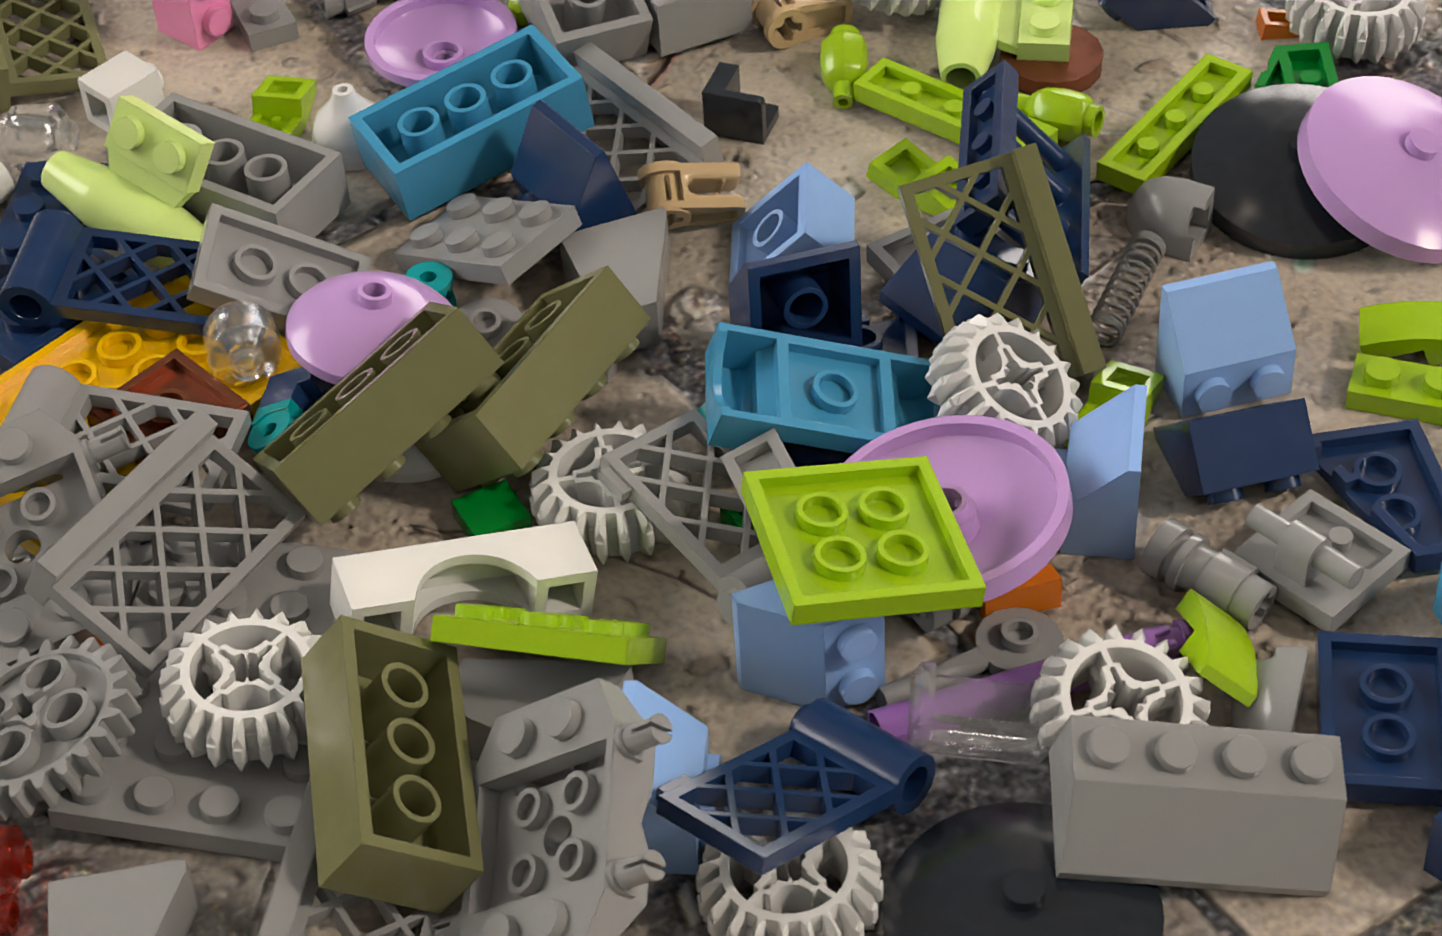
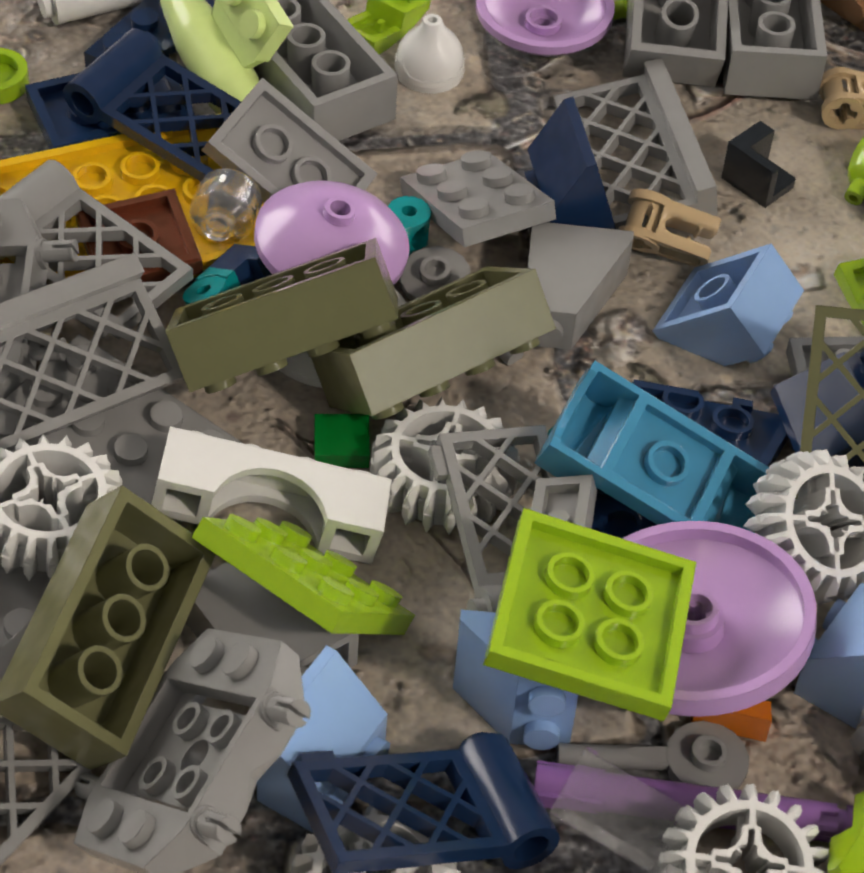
camera: 20 degrees right, 5 degrees up
(465, 120) = (512, 85): dark azure brick -> none
(802, 294) = (690, 368): dark blue slope -> none

